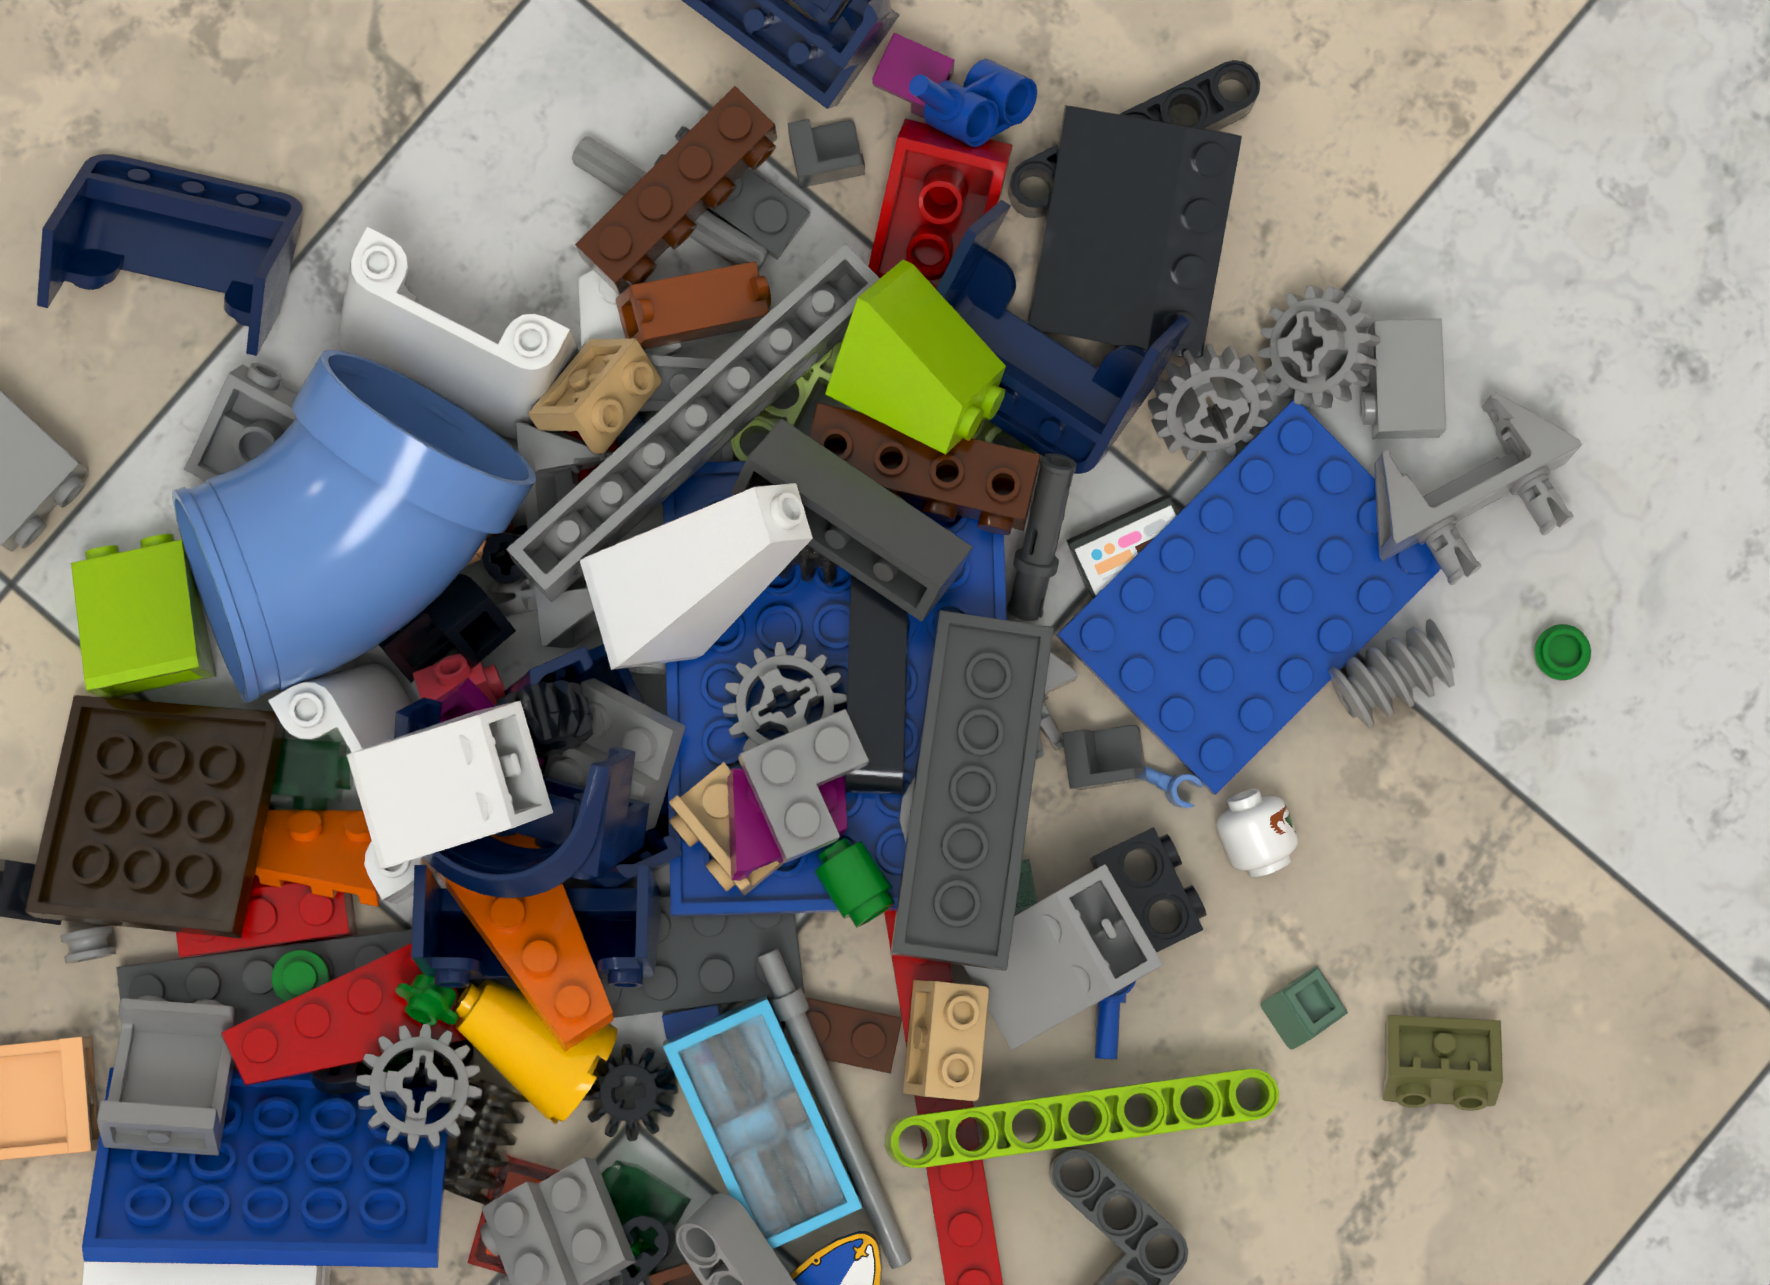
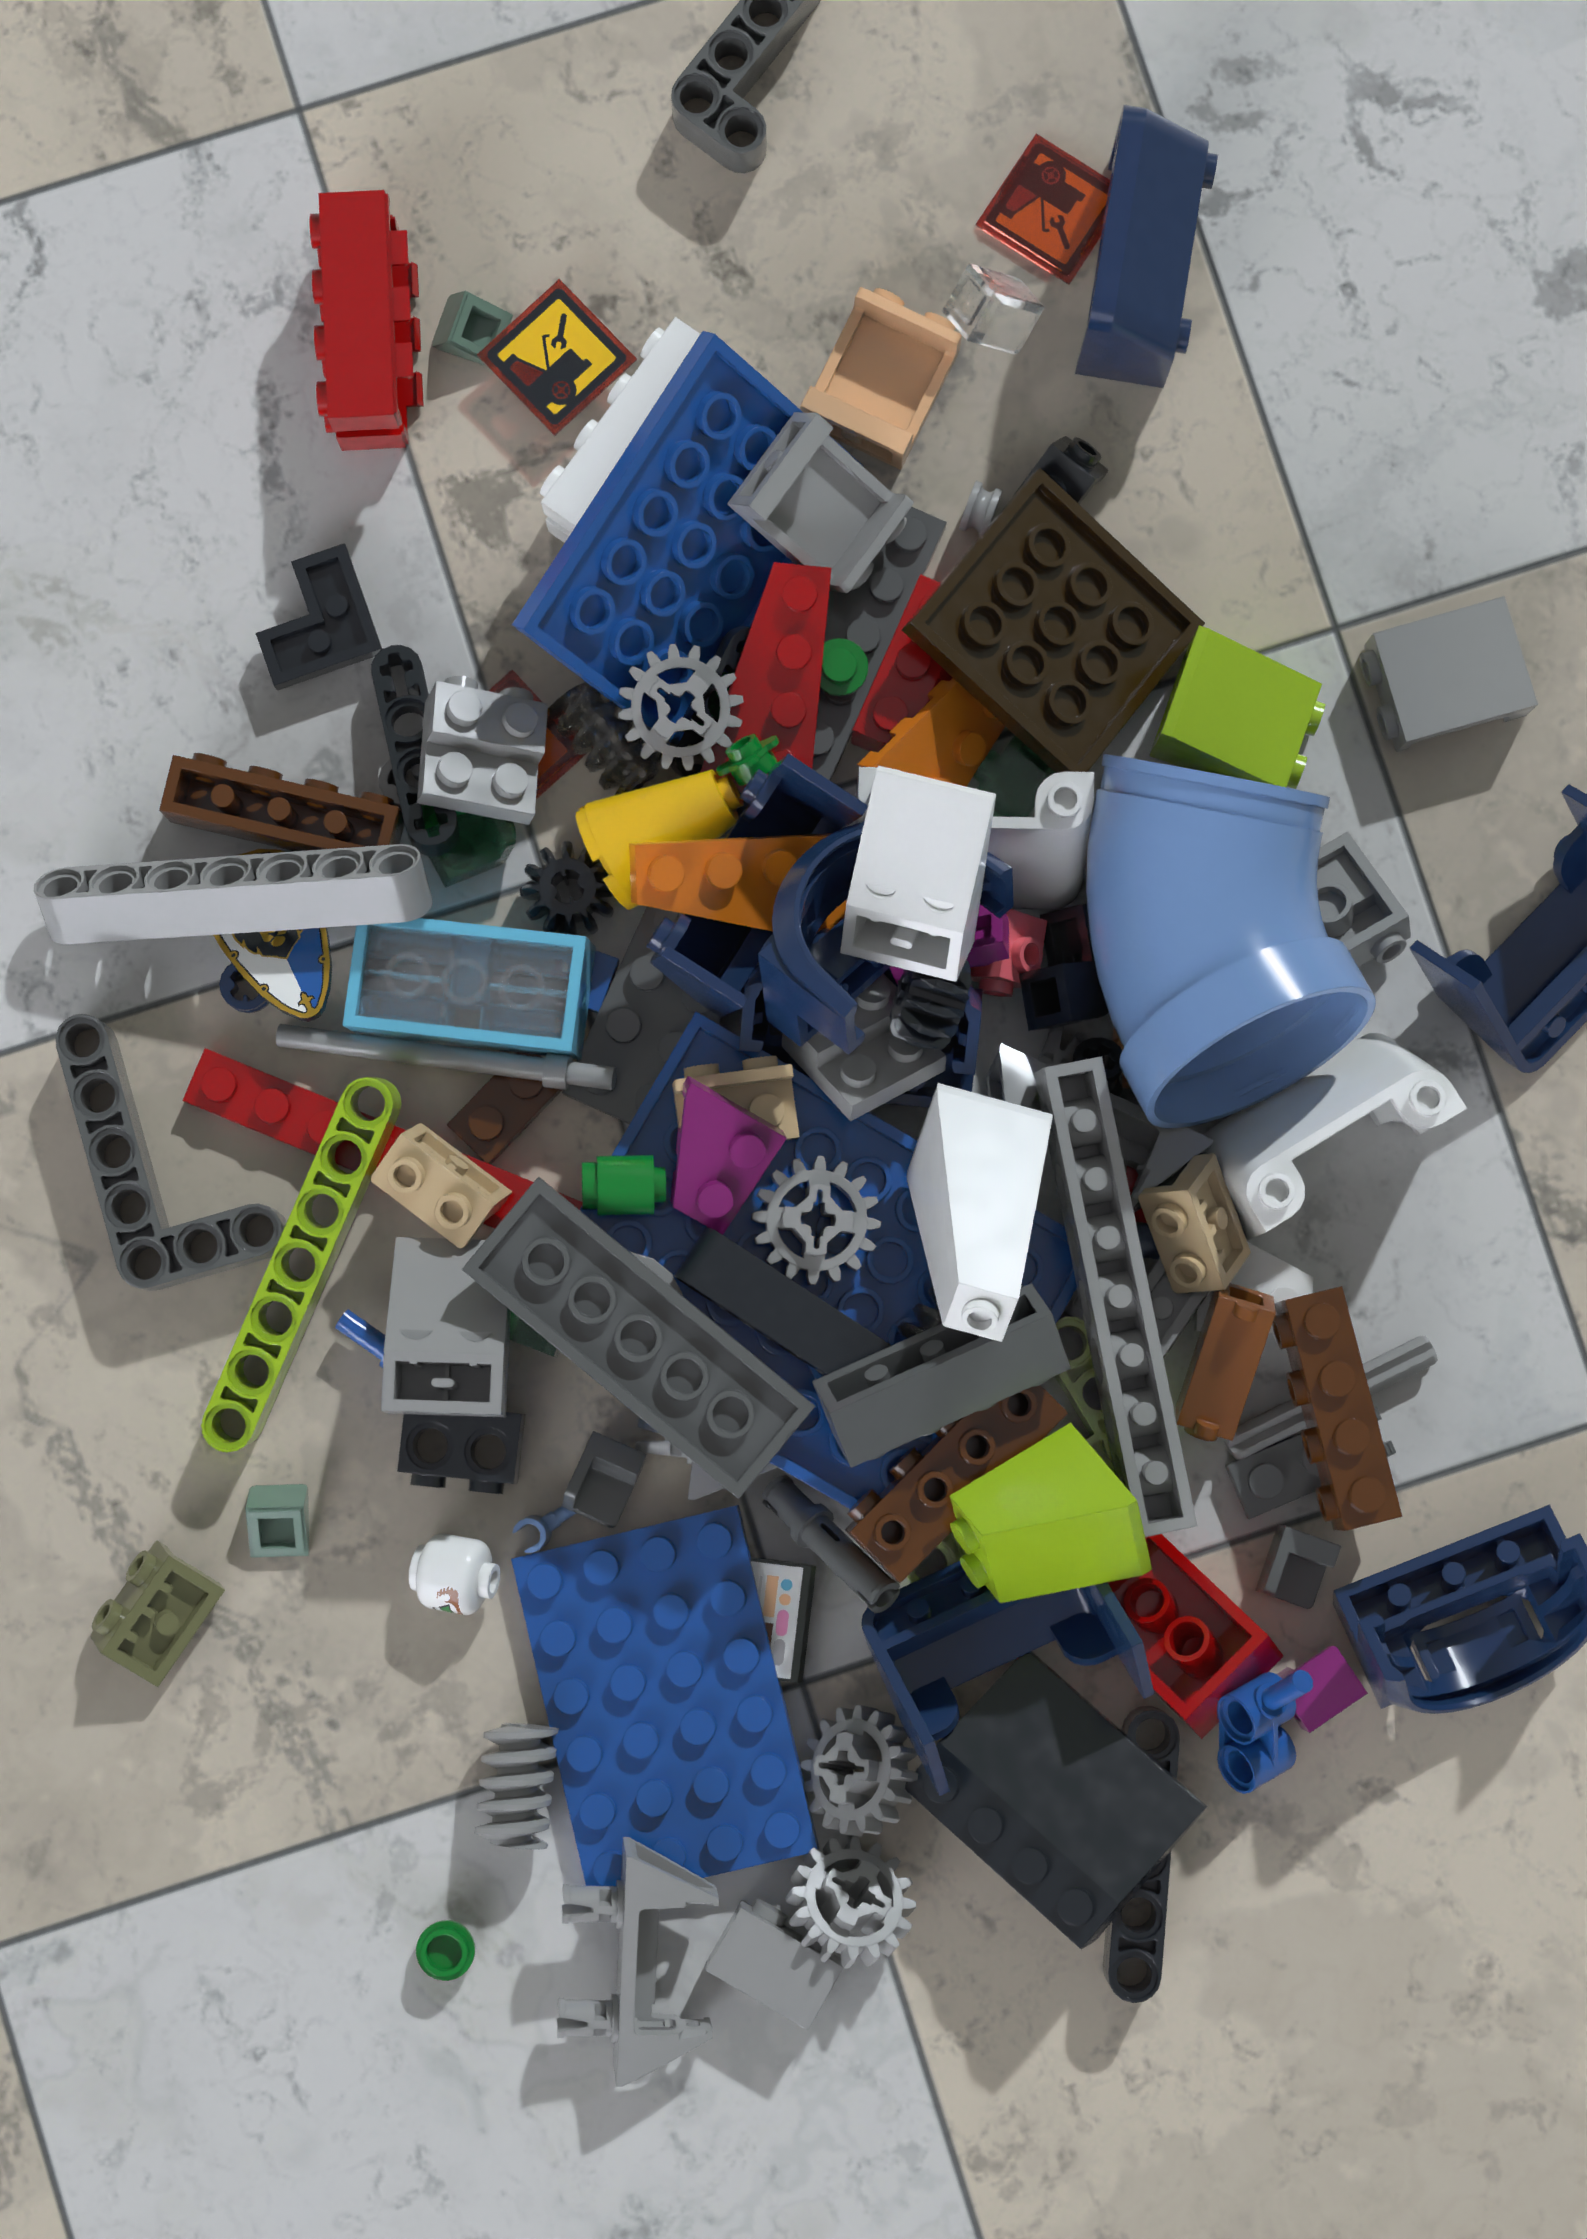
camera: 120 degrees right, 0 degrees up
(787, 780) = (749, 1179): light grey plate -> none

